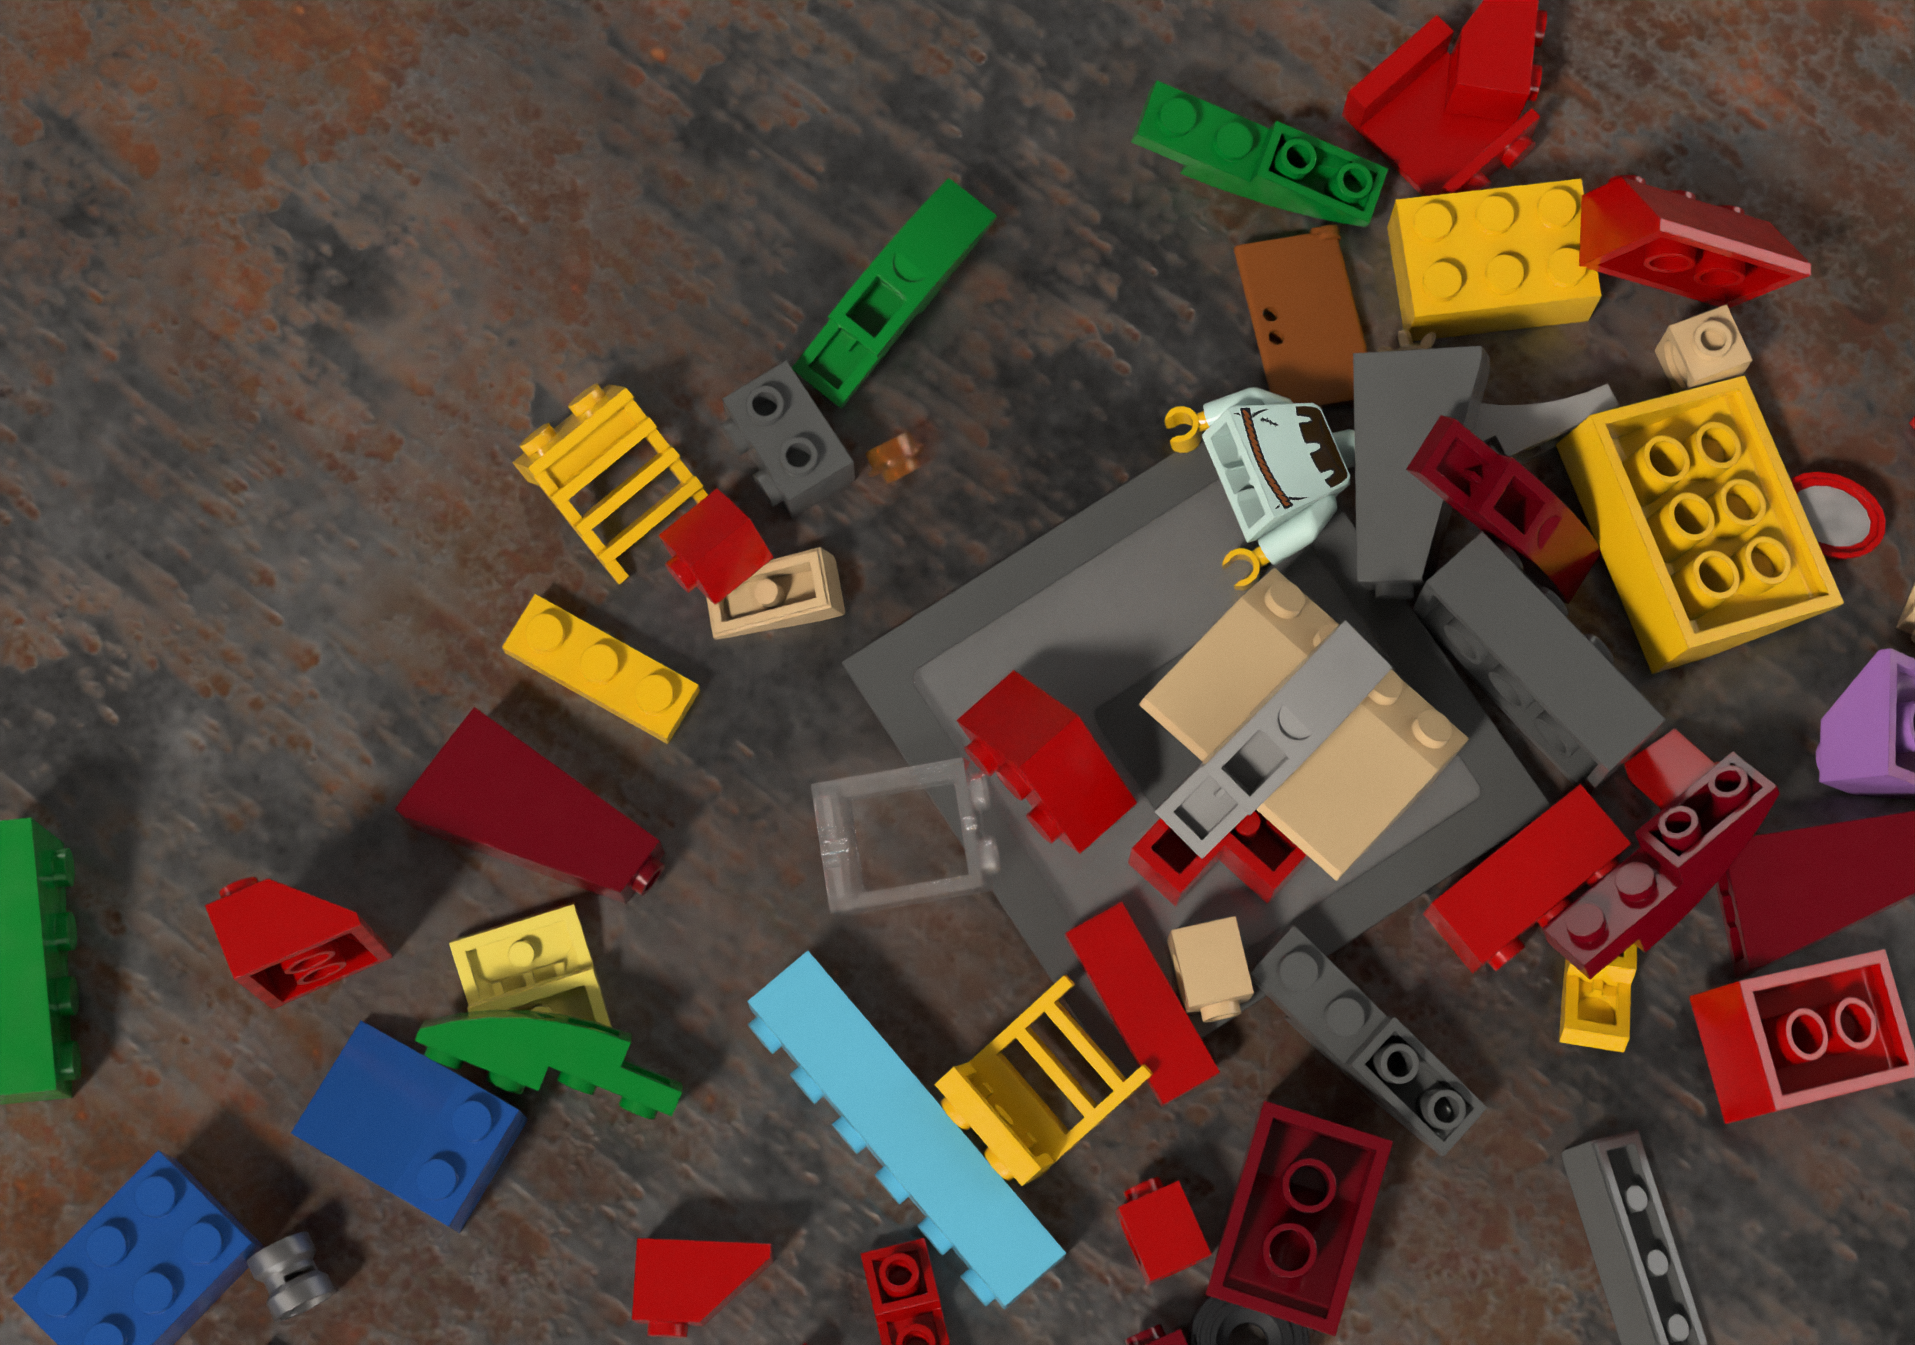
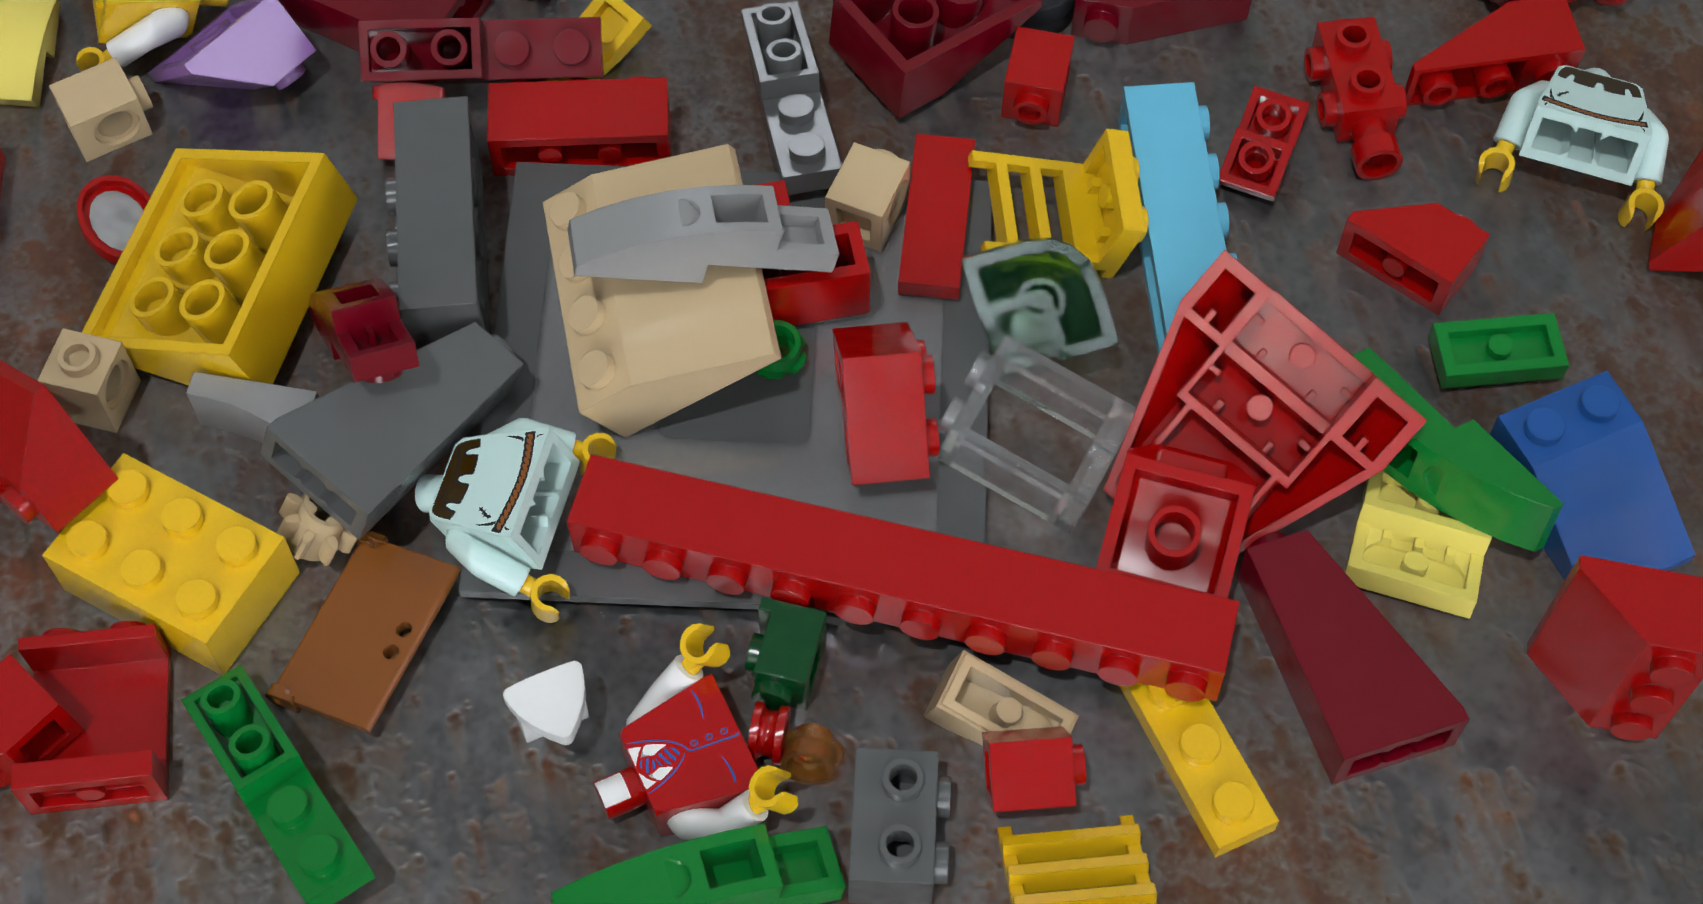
camera: 145 degrees left, 15 degrees down
(564, 1222) = (1498, 350): none -> green plate
(718, 959) = (1271, 394): none -> red wedge
(727, 813) = (1177, 519): none -> red slope
(918, 621) = (904, 578): none -> red brick
(937, 448) = (768, 732): none -> red bush
(969, 516) = (786, 653): none -> dark green brick
(973, 382) = (690, 755): none -> torso
(984, 955) = (1041, 297): none -> clear green brick
(1106, 340) = (550, 703): none -> white tile
(1157, 764) = (792, 356): none -> green plate

